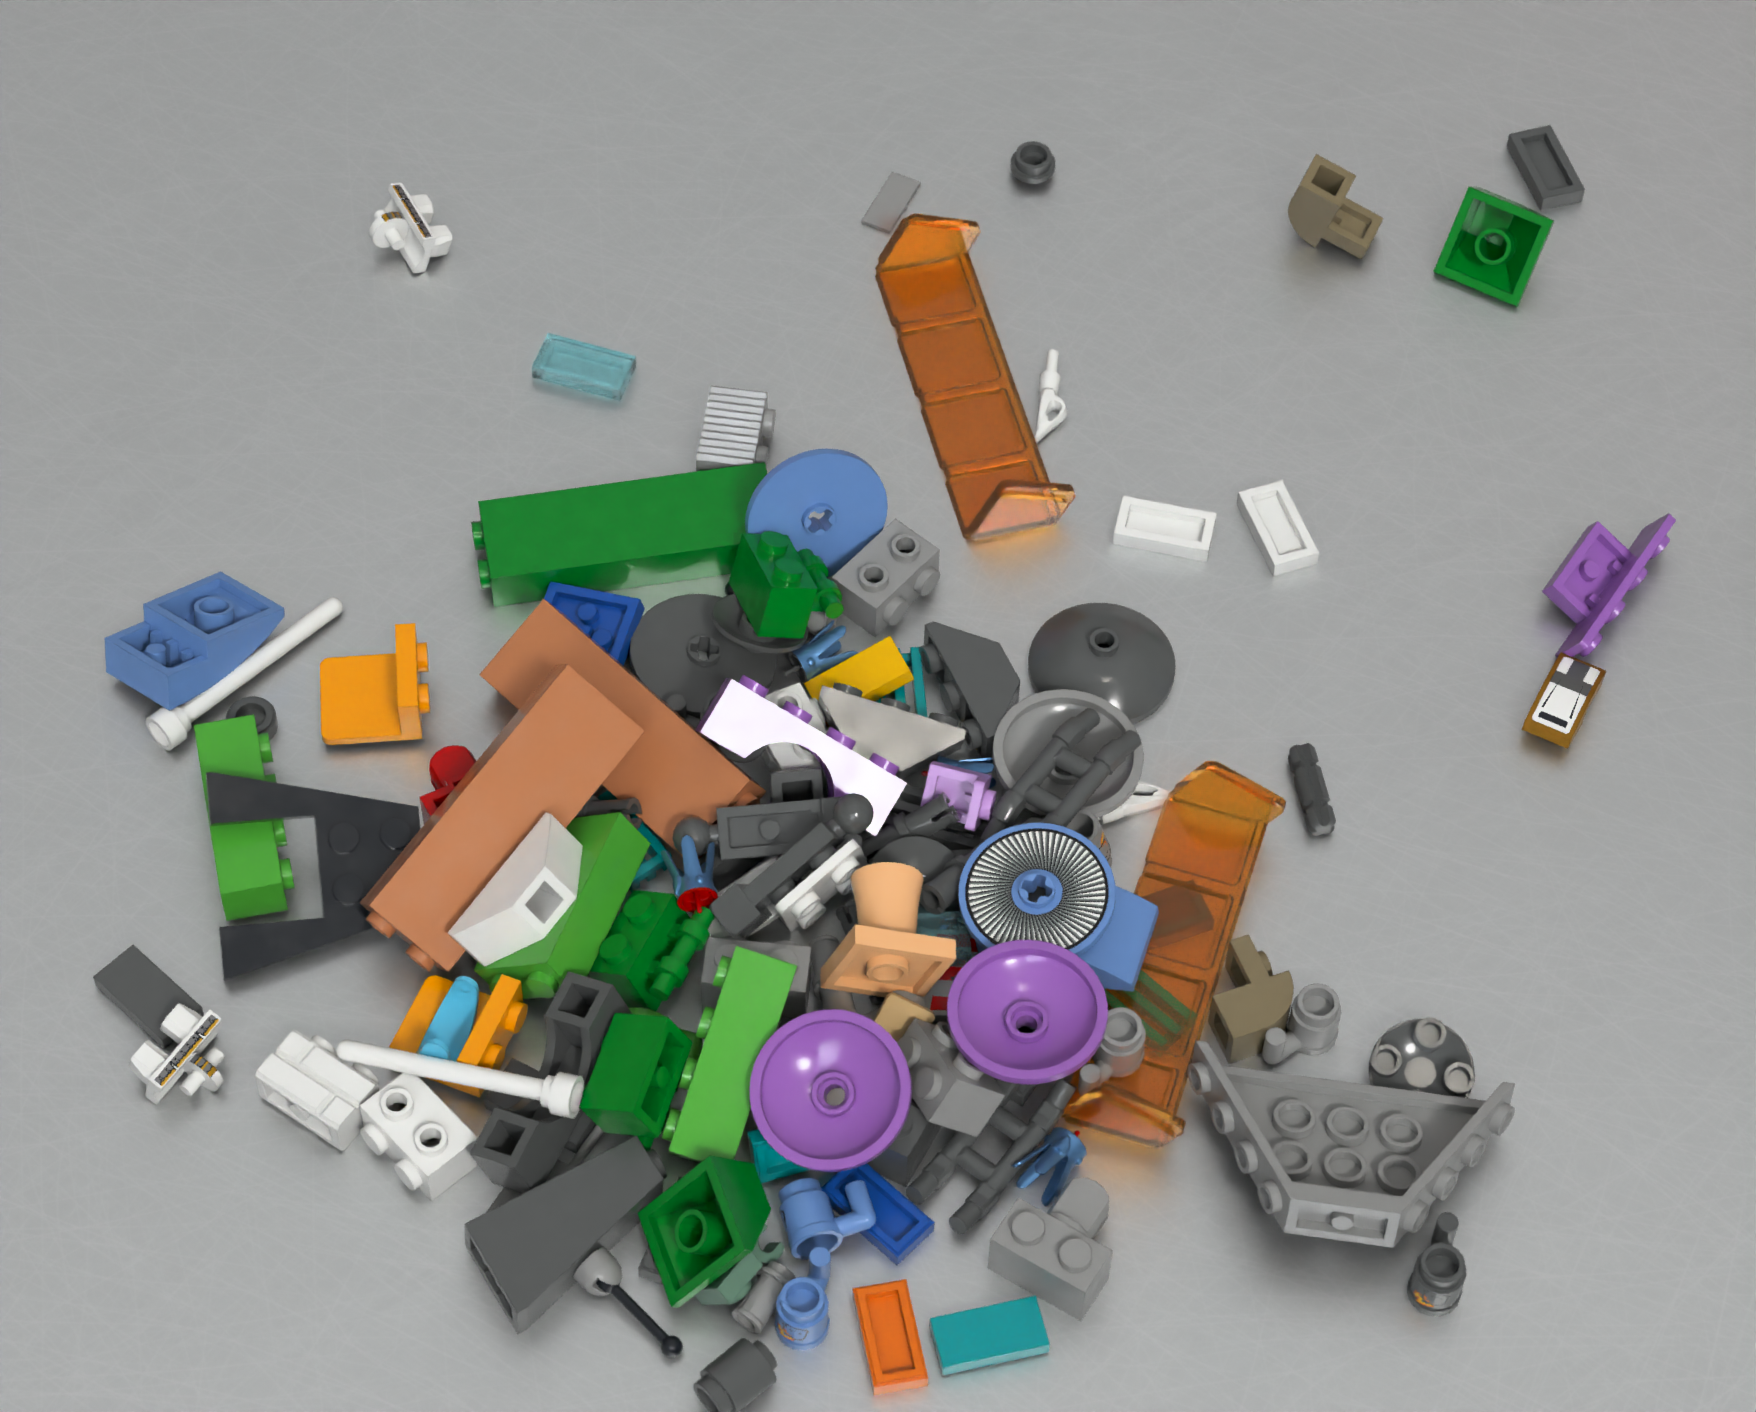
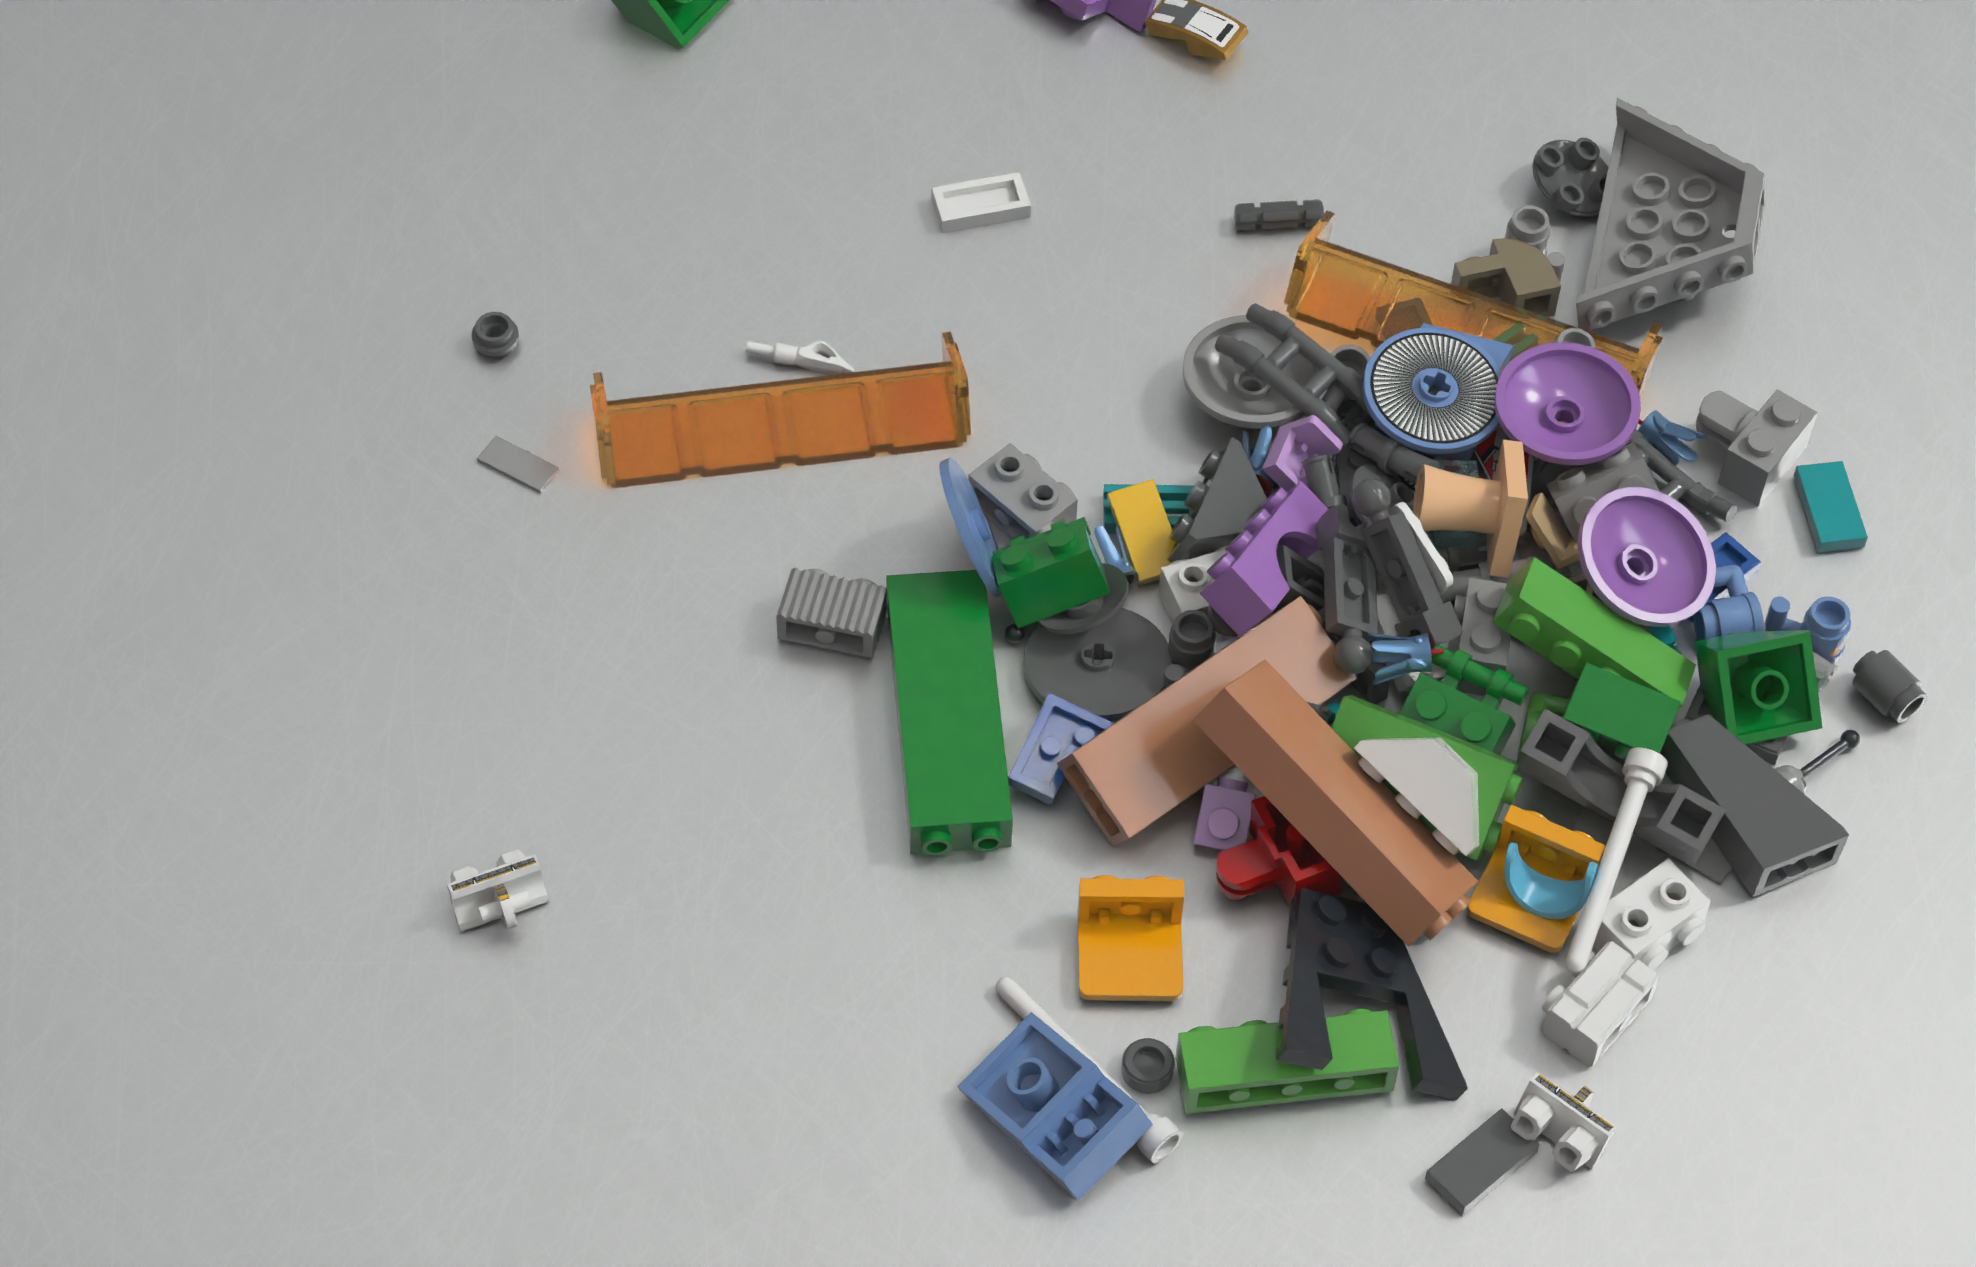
camera: 85 degrees left, 0 degrees up
(584, 366) = (709, 744): clear light blue tile -> none
(890, 1337) = (1837, 575): orange tile -> none
(973, 681) = (1159, 441): dark grey slope -> none
(1129, 674) = (1121, 369): dark grey dish -> none
(1164, 528) = (973, 286): white tile -> none
(1323, 211) = (614, 97): dark tan brick -> none
(1438, 1272) = (1780, 191): dark grey piece -> none

